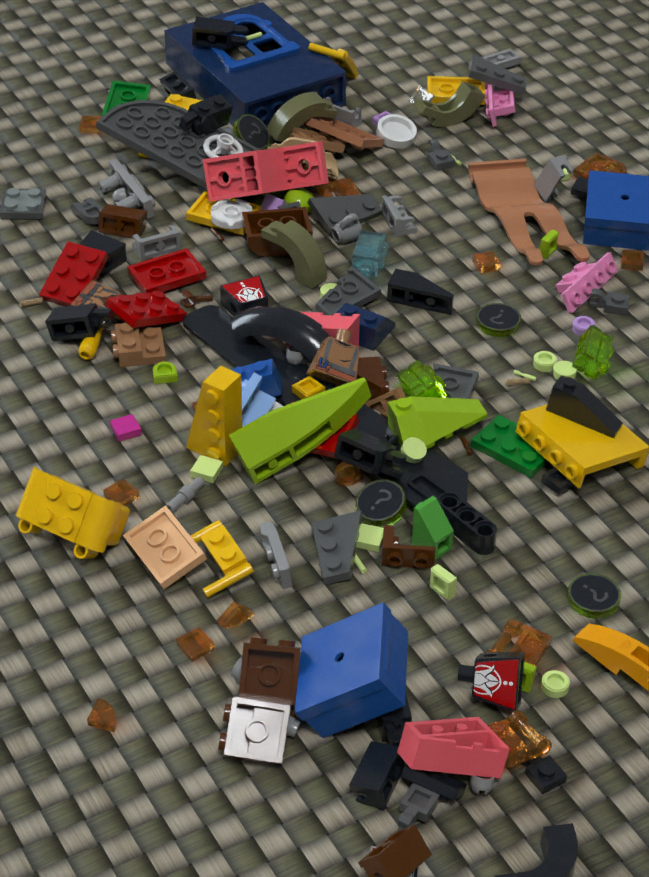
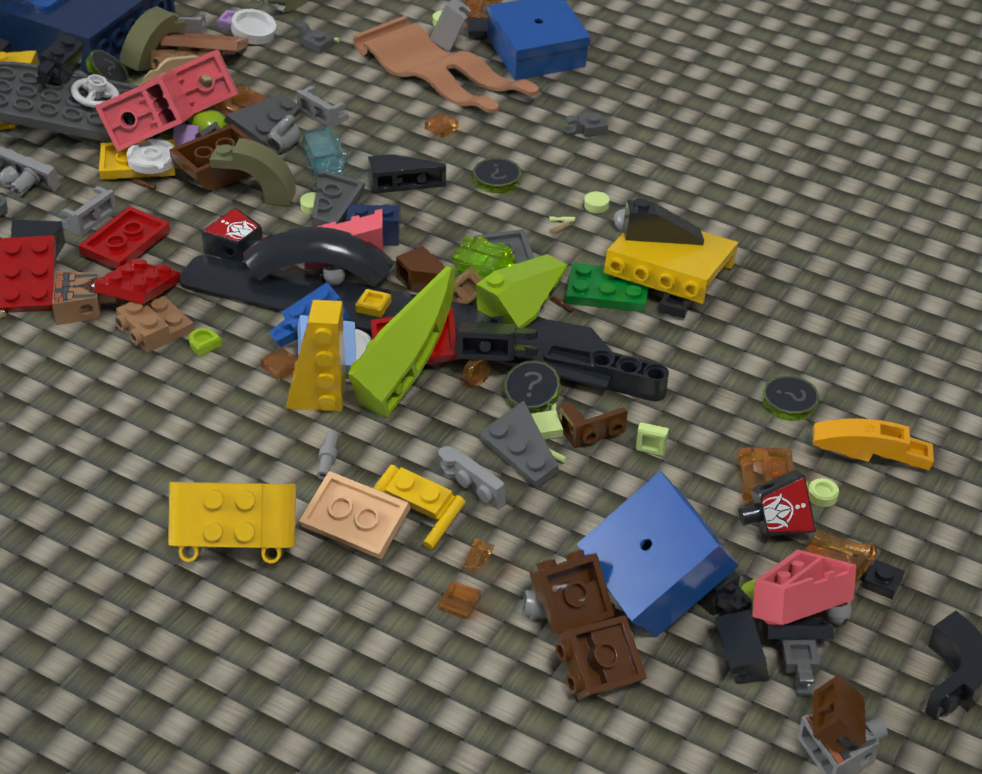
camera: 30 degrees left, 0 degrees up
(77, 321) = (74, 319): black hinge -> none
(89, 346) = (98, 336): yellow piece -> none
(102, 716) = (426, 714): clear orange tile -> none
(121, 492) = (258, 474): clear orange tile -> none
(122, 221) = (33, 201): reddish brown hinge -> none
(125, 427) = (207, 411): dark pink tile -> none
(190, 300) = (171, 258): reddish brown hand -> none
(206, 468) = (327, 419): yellowish green tile -> none
(336, 360) = (388, 263): medium nougat torso -> none
(413, 449) = (530, 320): yellowish green tile -> none
(432, 527) = (606, 389): bright green slope -> none
(544, 361) = (571, 199): yellowish green tile -> none
(549, 244) = (490, 85): lime tile -> none
(578, 284) = (548, 112): bright pink bracket -> none
(581, 323) = (579, 155): lavender tile -> none
(593, 352) = (613, 175): clear neon green brick -> none
(632, 260) = (573, 81): clear orange tile -> none

